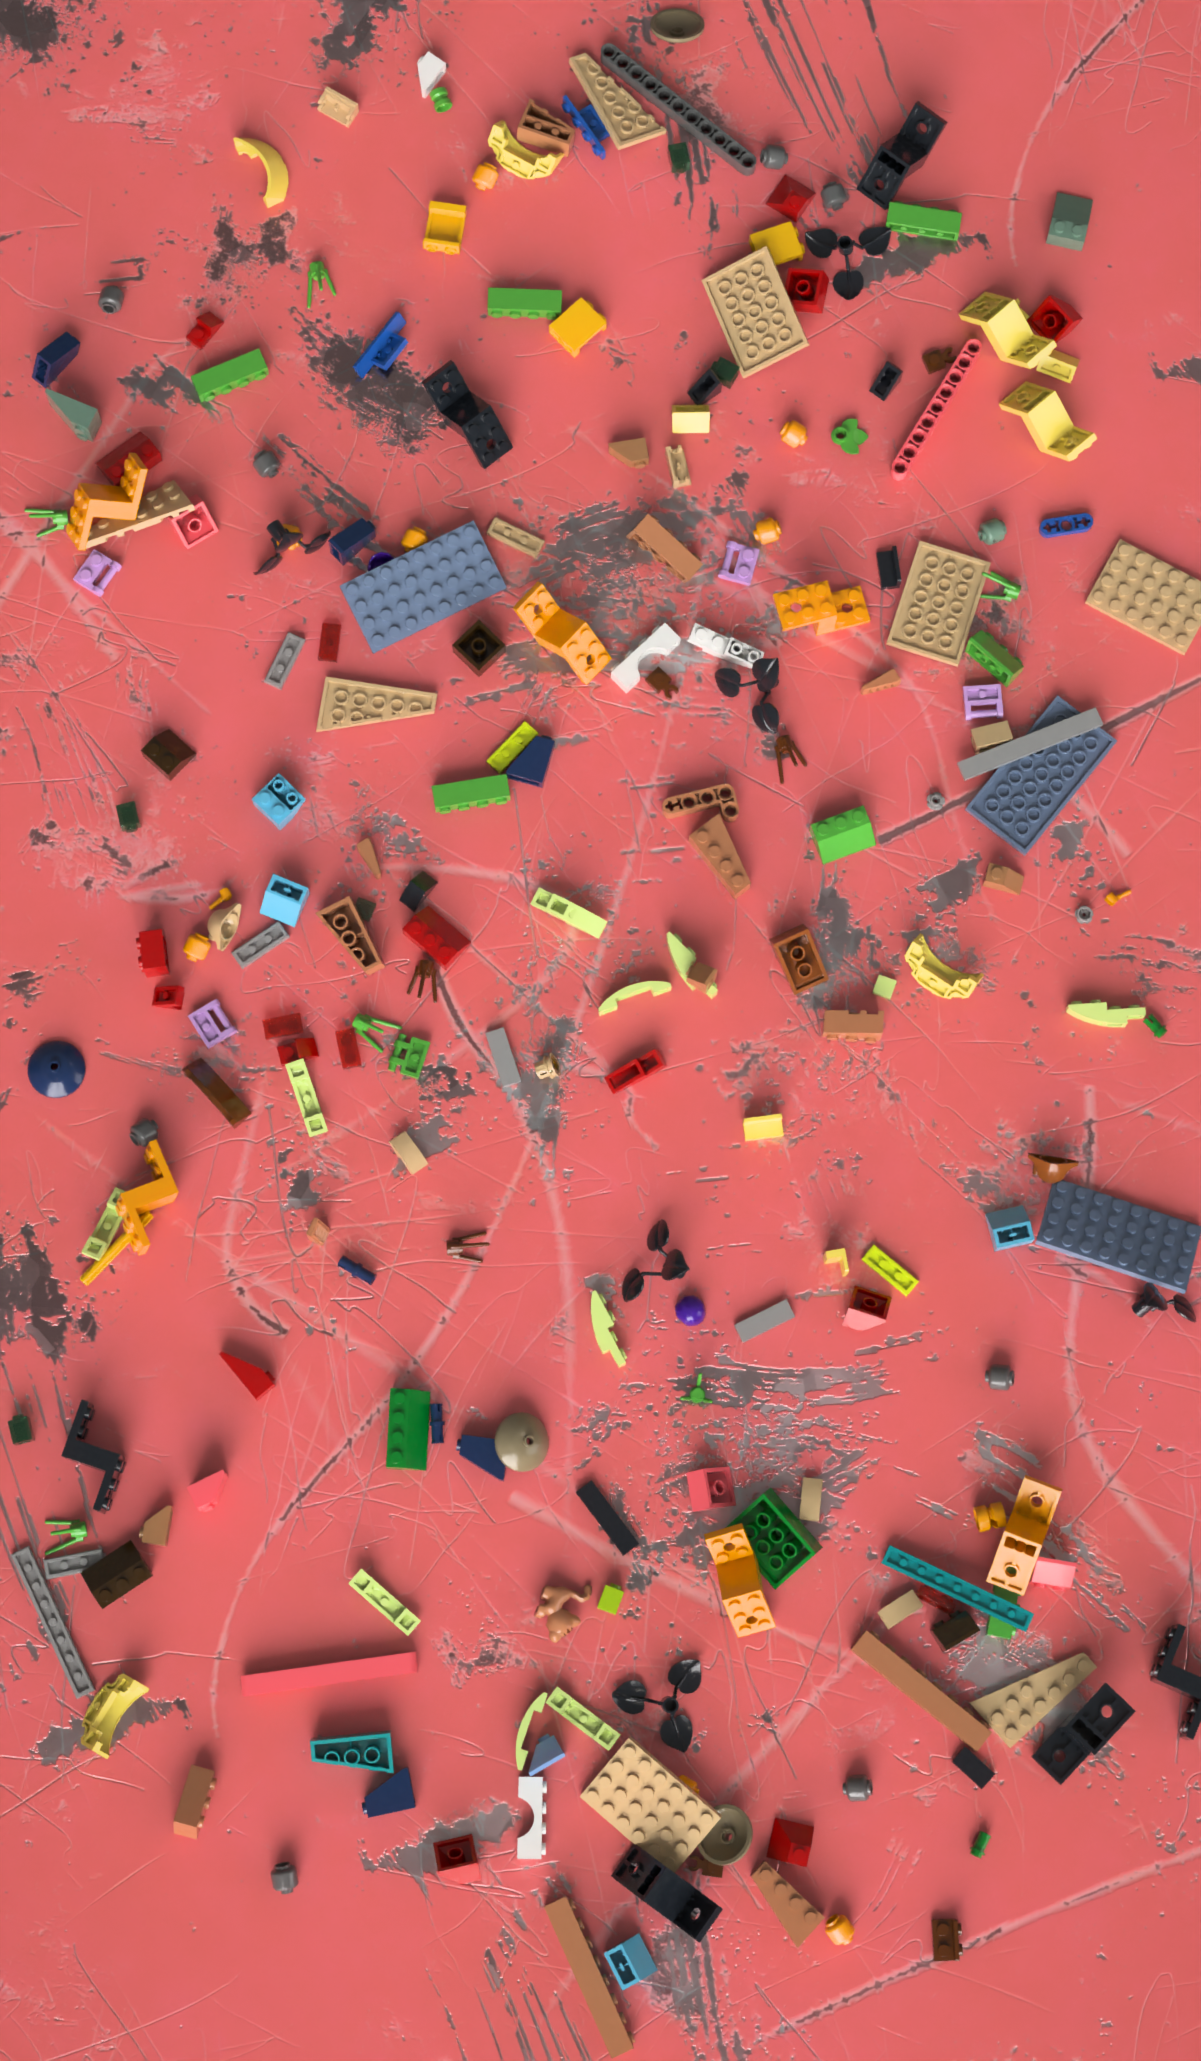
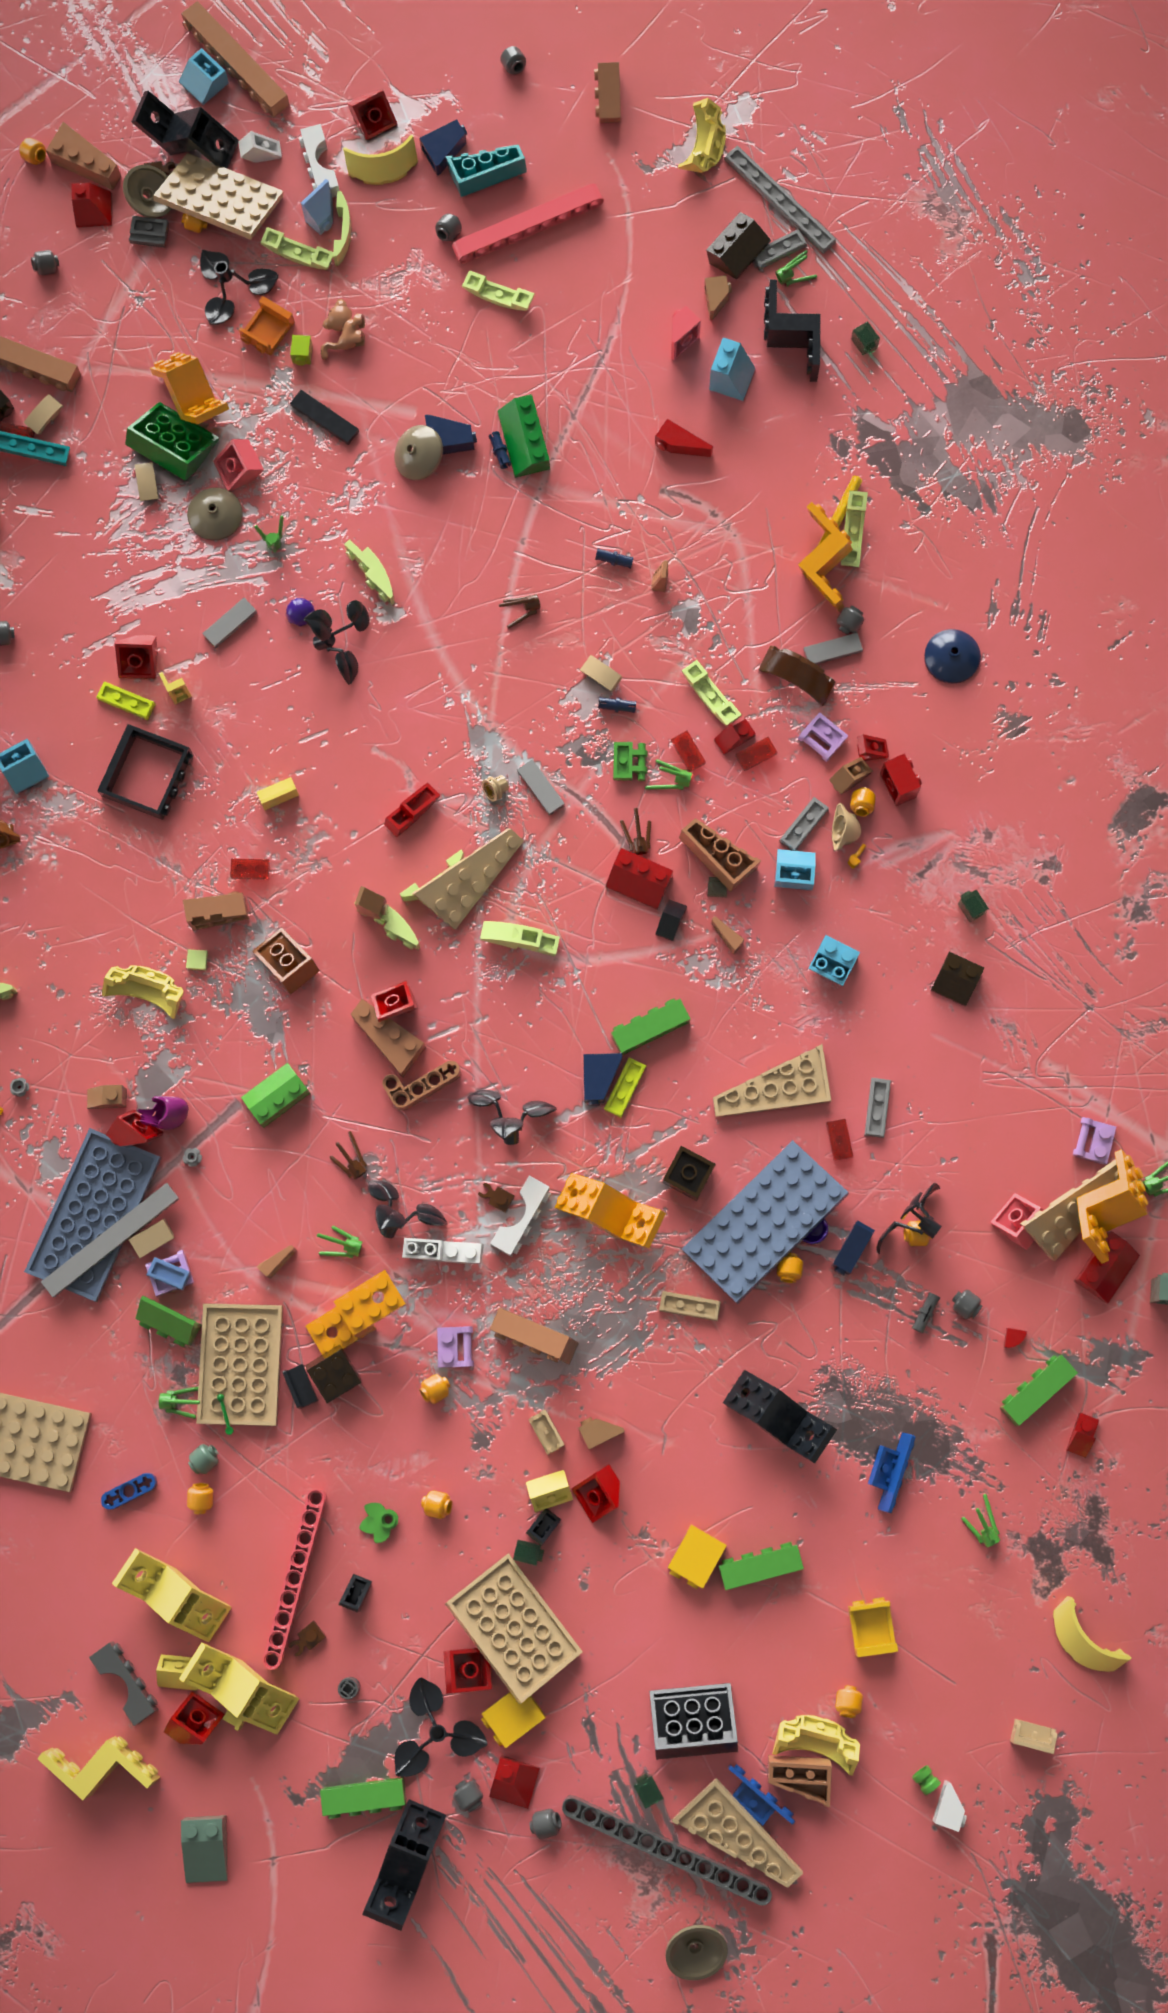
camera: 170 degrees right, 0 degrees up
(171, 1110) = (833, 649): none -> light grey tile
(172, 1432) = (731, 370): none -> medium azure slope
(199, 975) = (850, 775): none -> medium nougat slope
(234, 426) = (1014, 1337): none -> red tile
(305, 469) = (926, 1312): none -> dark grey pin
(402, 1116) = (617, 704): none -> dark blue pin
(415, 1694) = (448, 227): none -> dark grey head
(463, 1788) = (382, 167): none -> light yellow windscreen
(591, 1855) = (259, 148): none -> white slope
(602, 982) = (463, 884): none -> tan wing
(622, 200) = (693, 1721): none -> black slope
(635, 727) = (509, 1127): none -> plant
(640, 1638) = (267, 327): none -> orange panel
(646, 402) = (598, 1493): none -> red slope
(706, 880) = (394, 1001): none -> red slope
(737, 1791) = (148, 231): none -> dark grey plate
(744, 1459) = (216, 523): none -> dark tan dish
(808, 676) = (352, 1246): none -> bright green plant
(810, 1059) = (250, 869): none -> clear red plate
(855, 567) = (333, 1373): none -> dark brown brick
(866, 1161) = (119, 758): none -> black window
(912, 313) = (349, 1688): none -> dark grey wheel
(948, 844) = (169, 1113): none -> magenta helmet
(962, 547) = (229, 1430): none -> green hinge
(983, 698) = (168, 1273): none -> medium blue tile
(983, 836) = (130, 1131): none -> red slope
(1003, 499) = (200, 1498): none -> light orange head
(1115, 388) = (139, 1702): none -> dark grey arch
(1144, 304) = (99, 1767): none -> light yellow bracket

